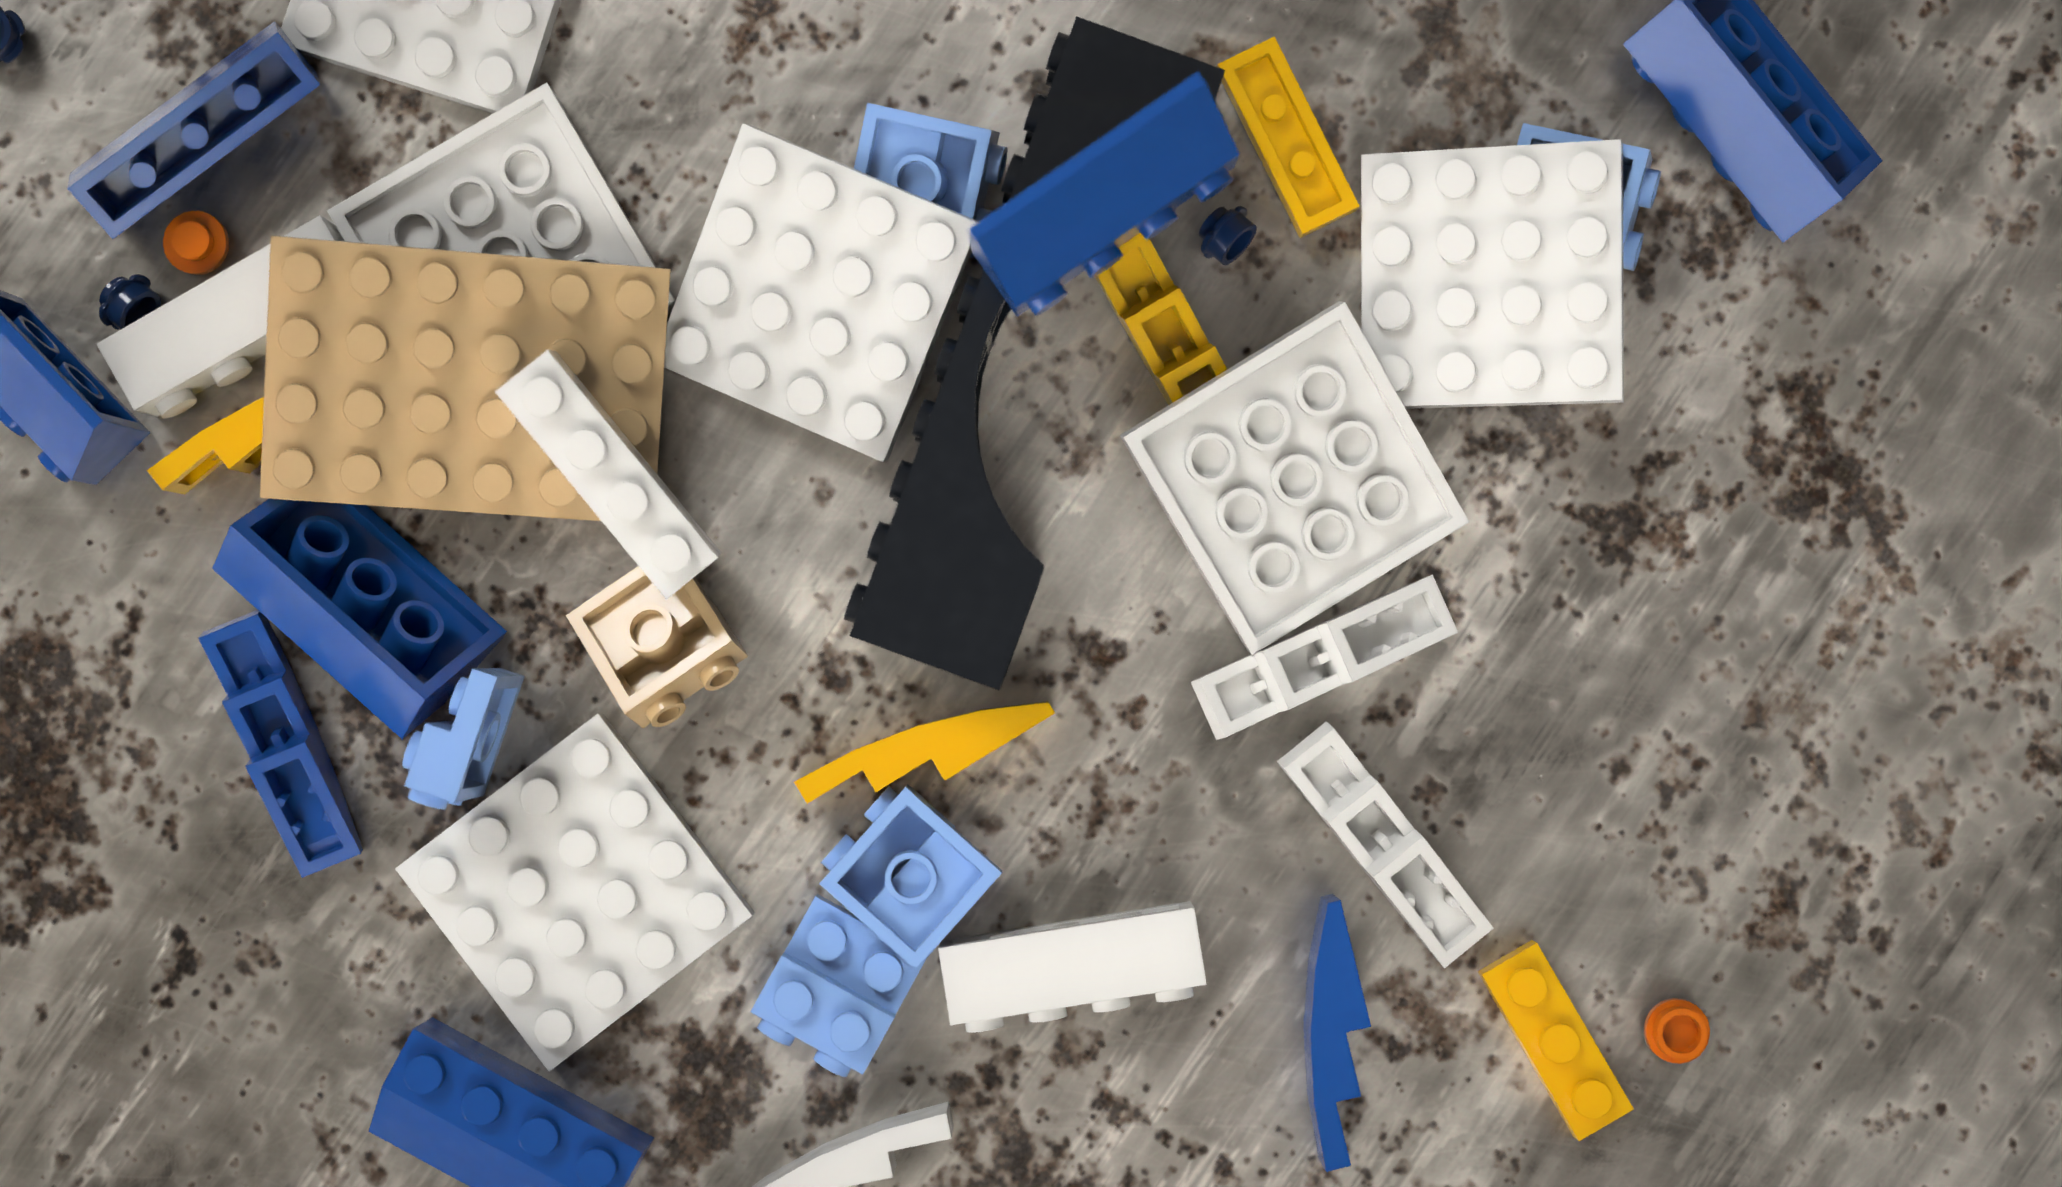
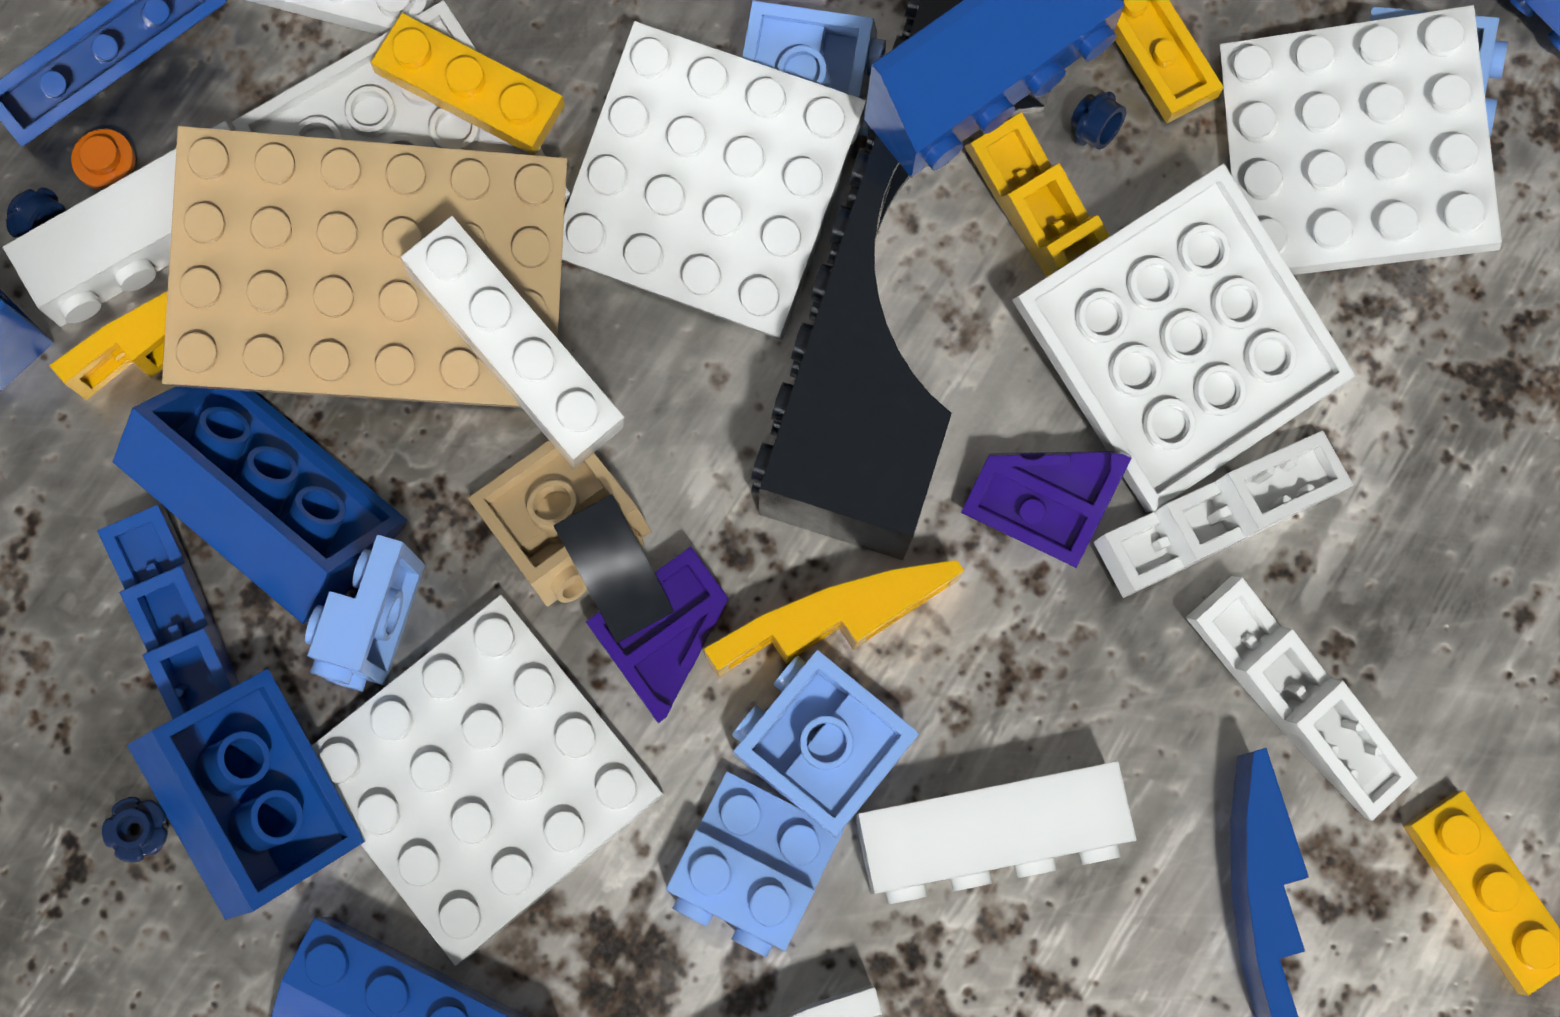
camera: 10 degrees left, 10 degrees down
(254, 917) = (152, 833): none -> dark blue plate
(348, 905) = (246, 795): none -> blue slope
(570, 180) = (468, 84): none -> yellow plate
(706, 700) = (614, 568): none -> black slope
(755, 753) = (665, 652): none -> dark purple wing
(1145, 637) = (1047, 497): none -> dark purple wing

